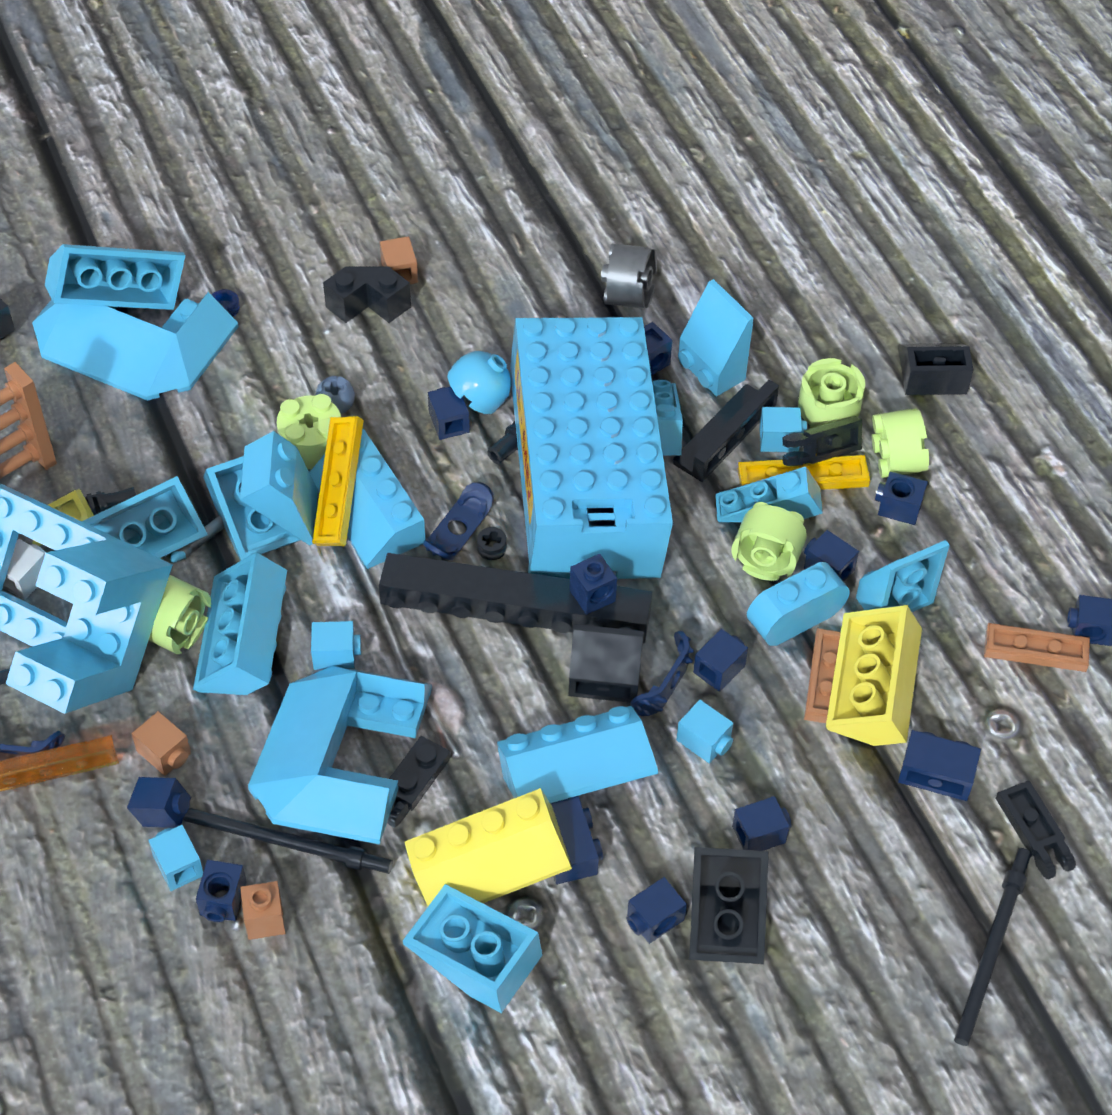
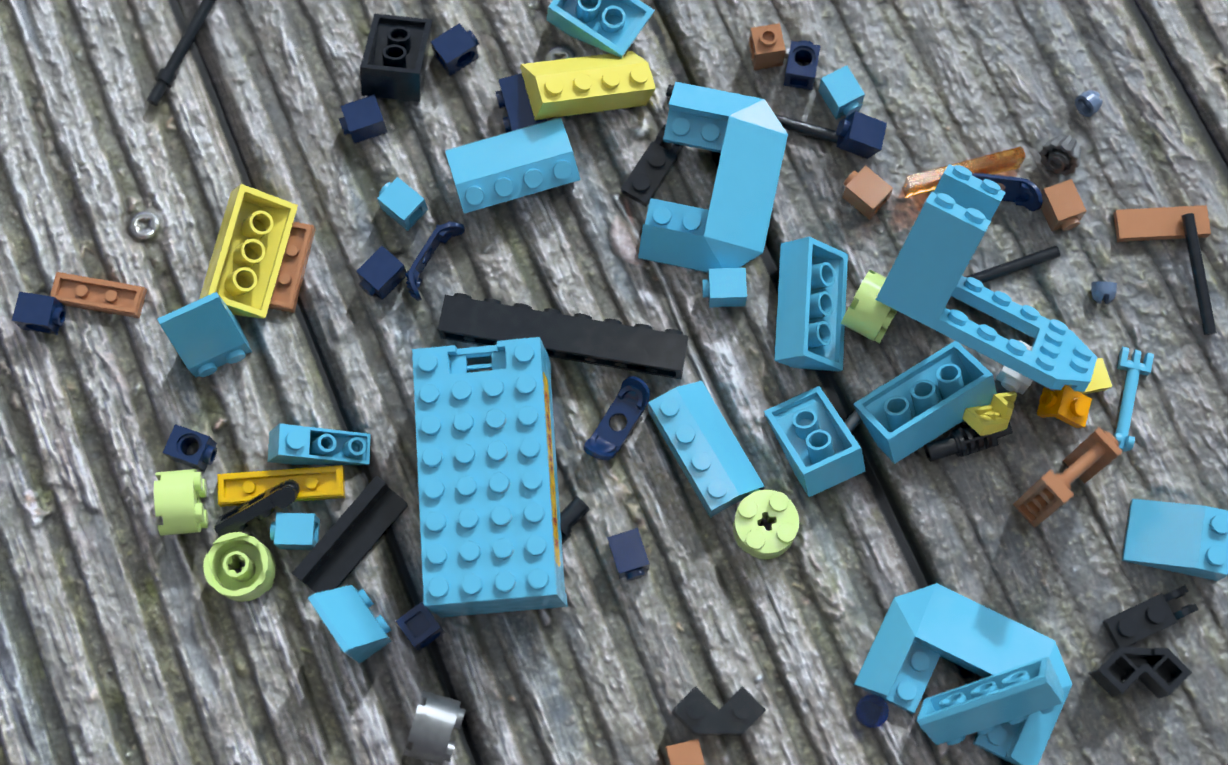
camera: 175 degrees left, 20 degrees up
(280, 485) = (788, 425): medium azure slope -> none
(338, 481) = (733, 451): yellow tile -> none
(339, 391) = (736, 584): sand blue piece -> none
(482, 380) = (596, 579): medium azure cylinder -> none
(485, 537) = (579, 396): black bush -> none
(593, 584) = (491, 318): dark blue brick -> none
(605, 663) = (484, 260): black slope -> none
(668, 417) = (408, 552): medium azure slope -> none
(769, 541) = (323, 384): yellowish green brick -> none
(798, 603) = (305, 321): medium azure brick -> none
(833, 551) = (269, 378): dark blue brick -> none
(935, 368) = (126, 614): black slope -> none
(939, 765) = (205, 173): dark blue brick -> none
(1035, 827) = (138, 124): black hinge -> none

